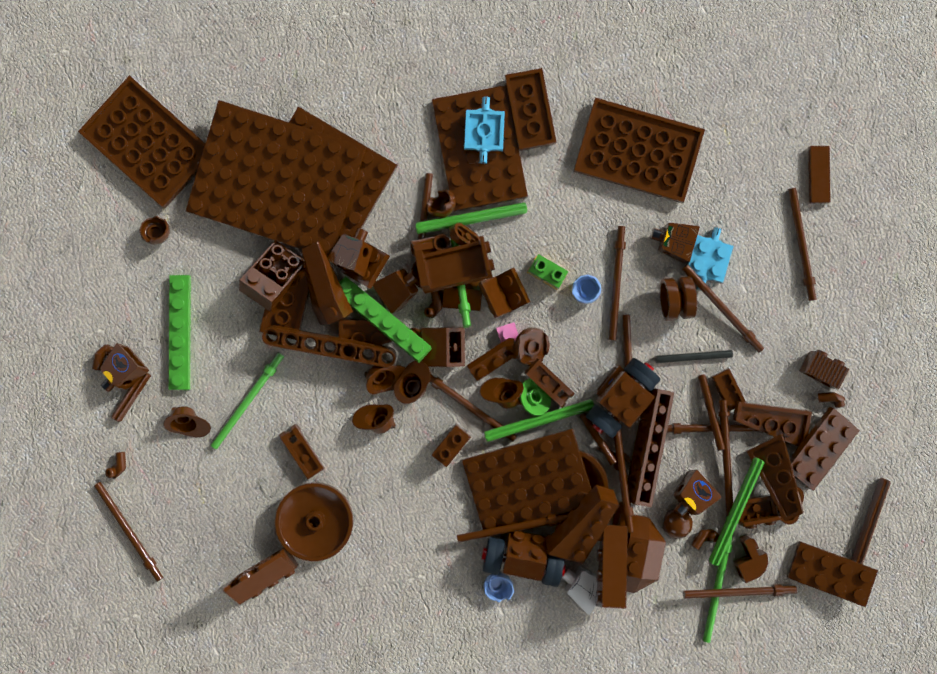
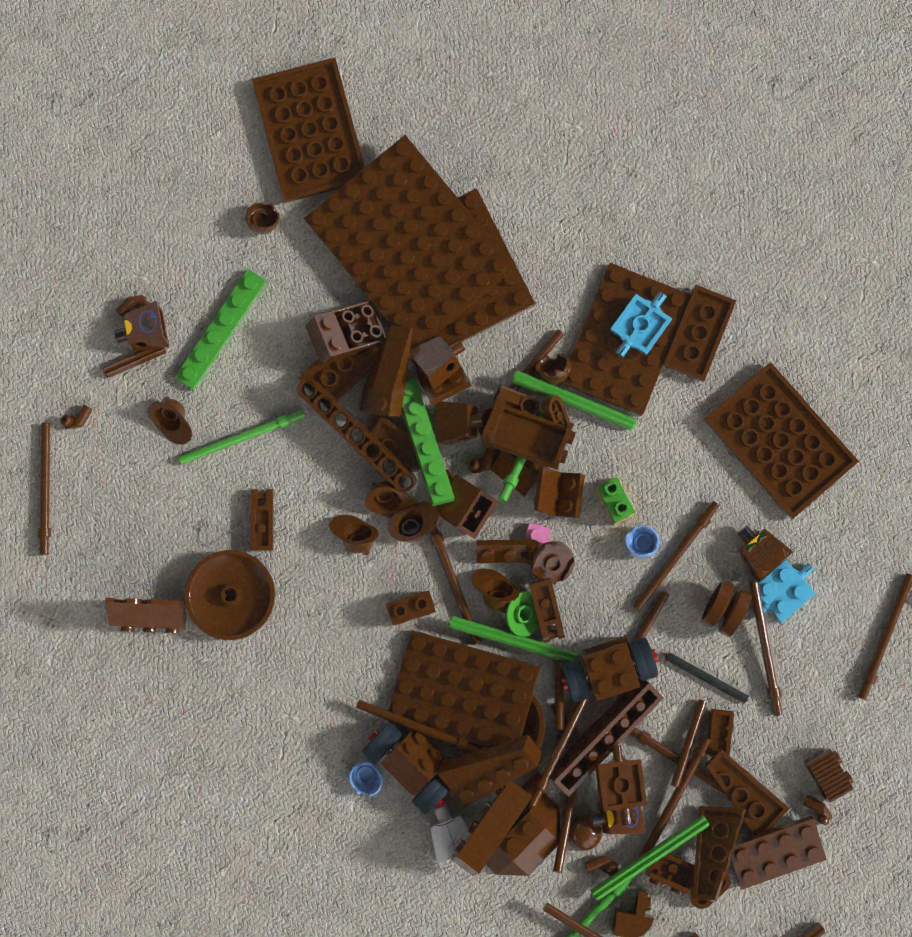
camera: 35 degrees right, 5 degrees down
(665, 535) = (564, 833): none -> reddish brown bar
(684, 475) = (621, 785): none -> reddish brown plate

